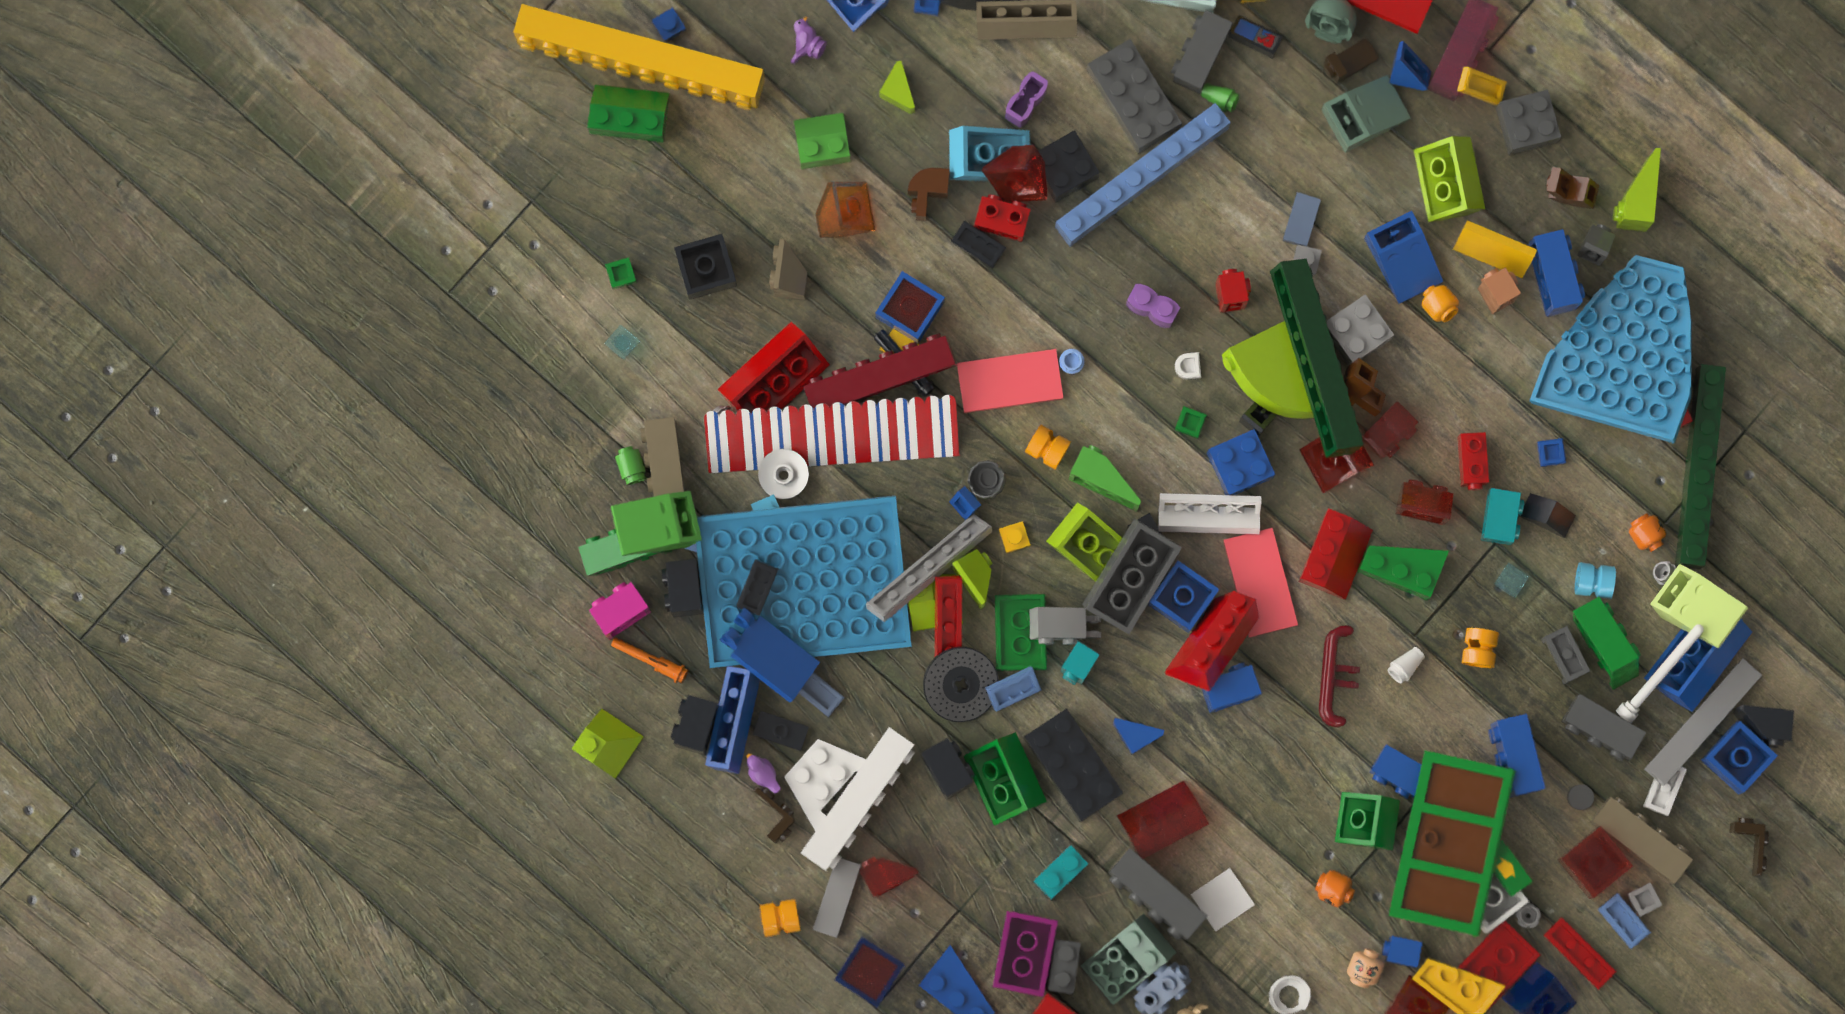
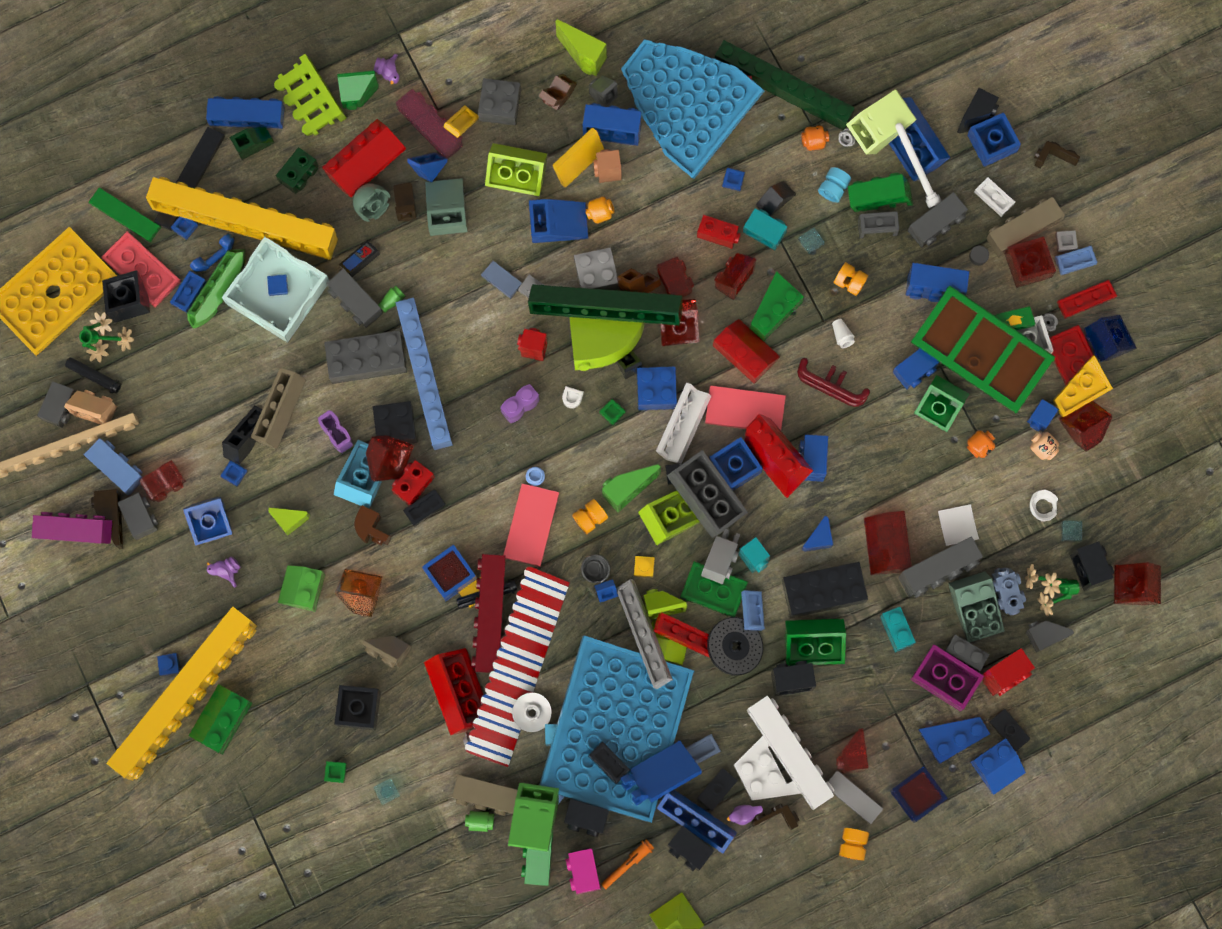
camera: 65 degrees left, 5 degrees down
(1703, 722) = (960, 154): light grey tile -> none

